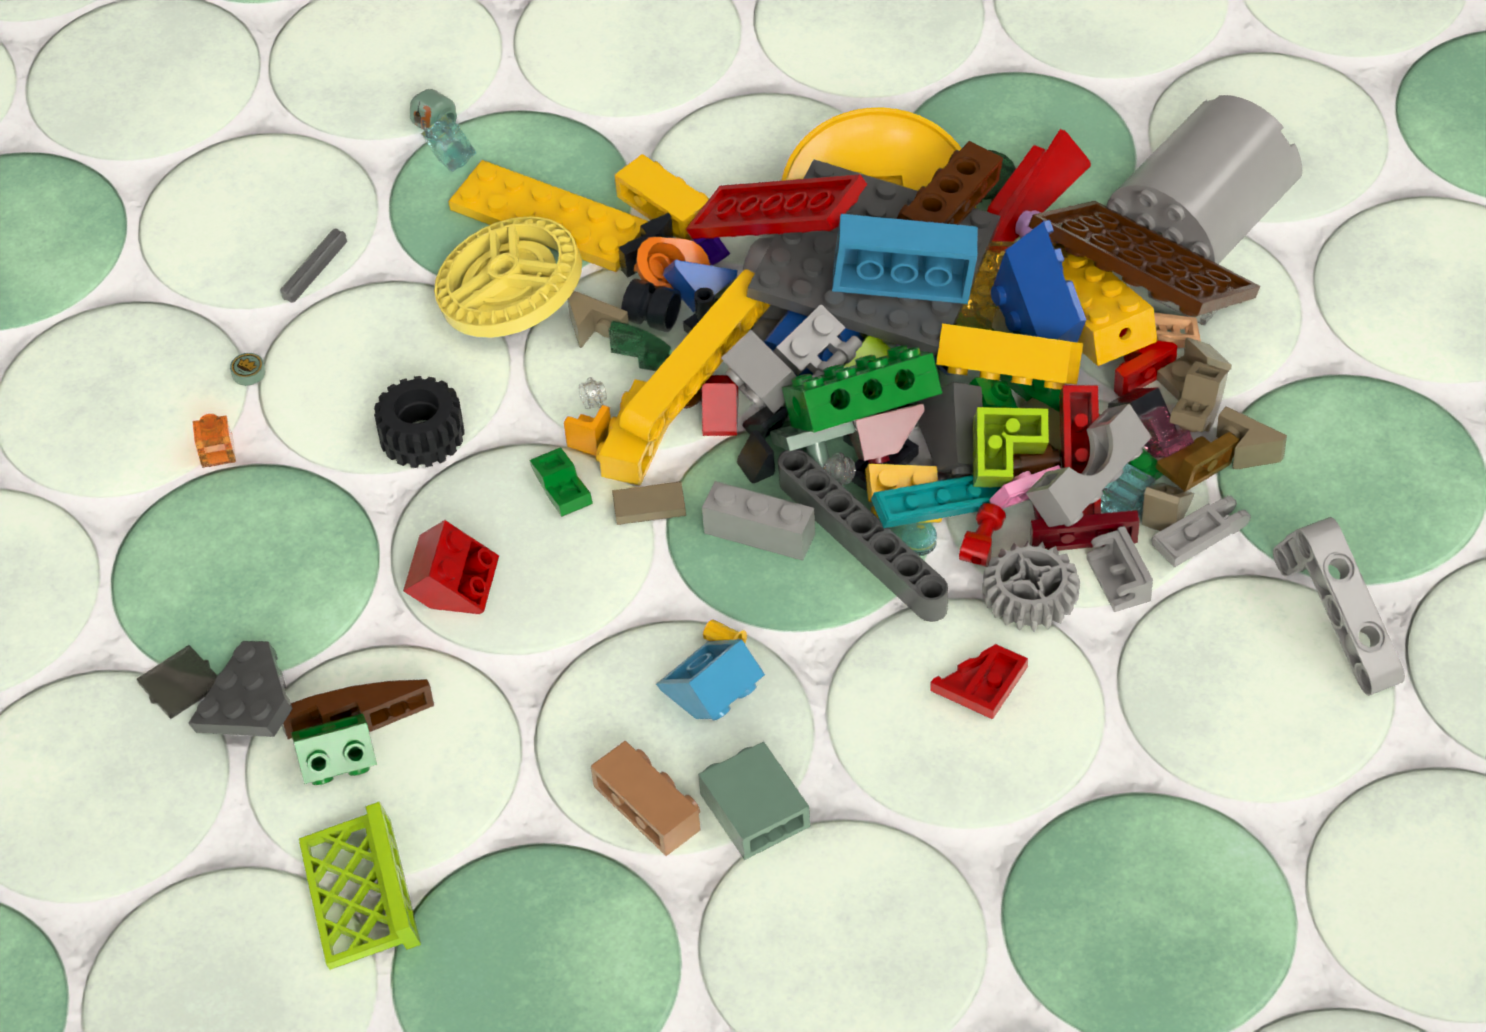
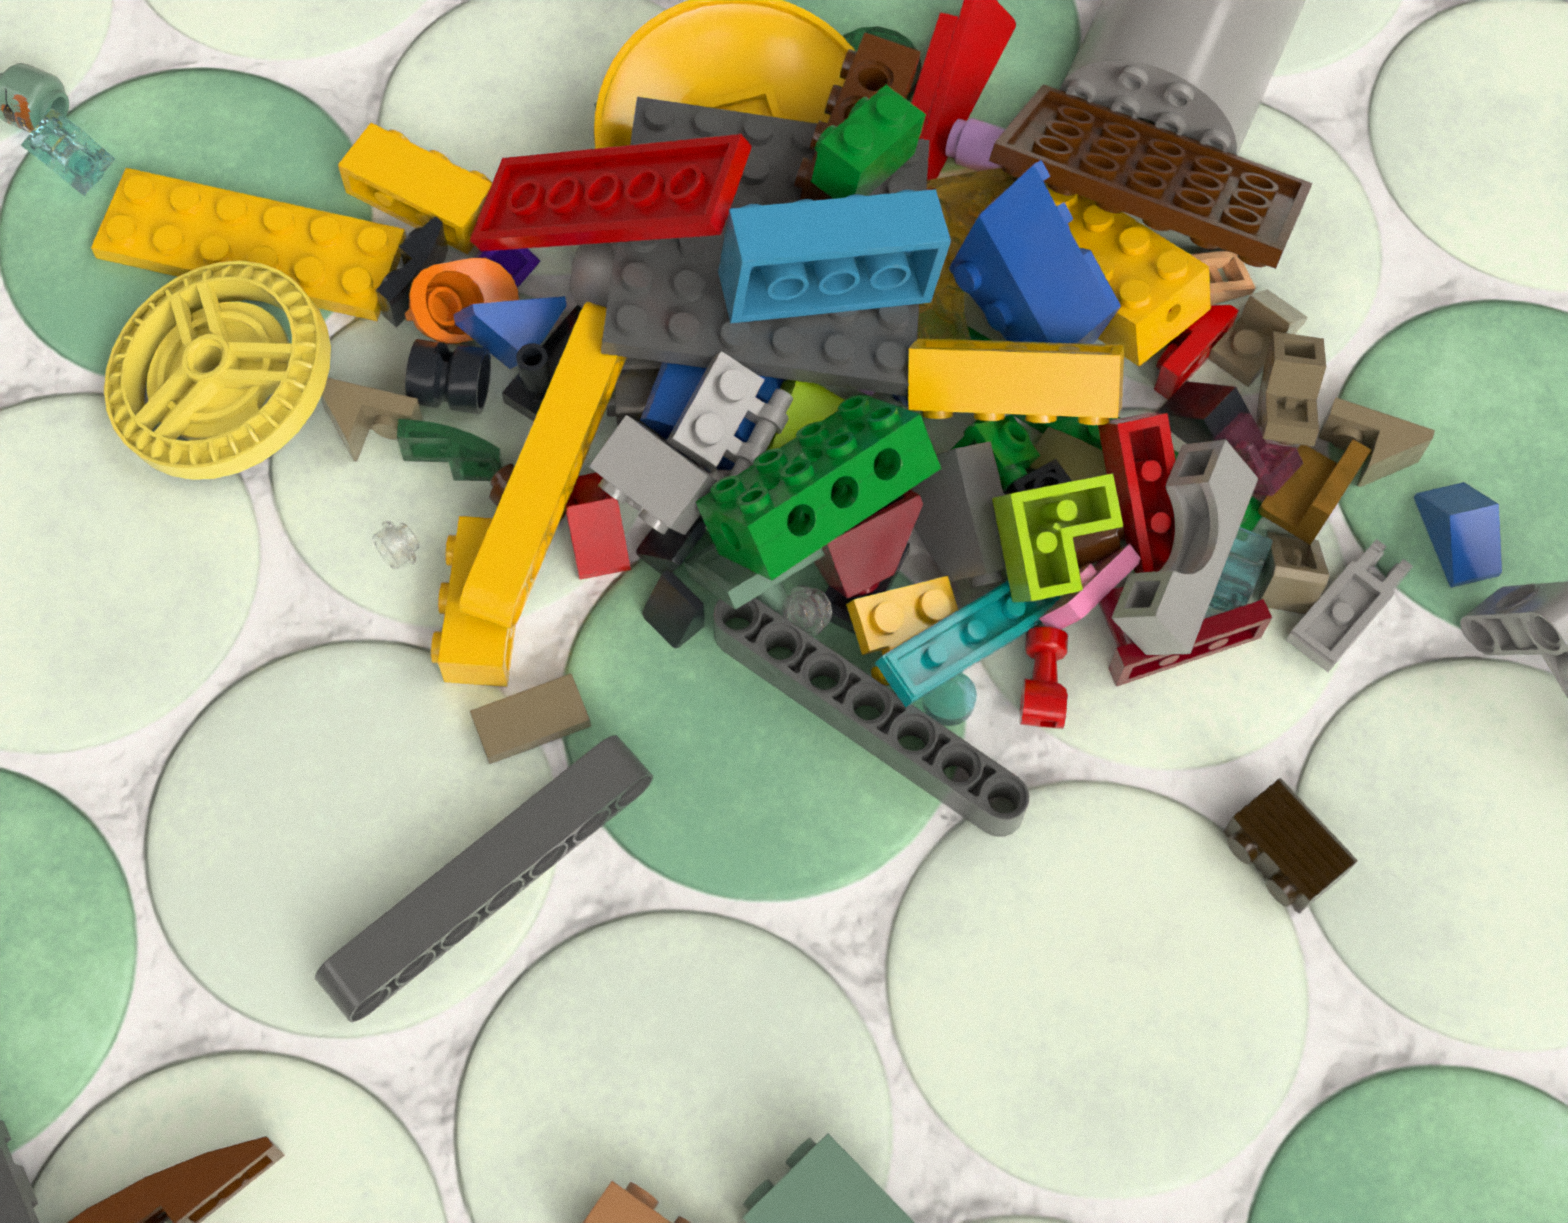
camera: 20 degrees left, 15 degrees up
(423, 441) = (120, 618): black tyre -> none
(451, 570) = (254, 912): red slope -> none
(561, 482) = (386, 708): green slope -> none
(587, 432) = (407, 613): light orange panel -> none
(596, 578) = (482, 879): none -> dark grey beam
(712, 679) = (710, 1021): dark azure slope -> none
(717, 631) = (708, 937): yellow piece -> none
(758, 520) = (708, 722): light grey brick -> none
(945, 197) = (867, 145): none -> green brick
(983, 681) = (1116, 933): red wing -> none
(1028, 593) = (1119, 717): light grey gear -> none
(1111, 653) = (1288, 846): none -> dark brown brick
(1120, 570) = (1258, 697): light grey hinge -> none
(1291, 503) = (1463, 532): none -> blue slope

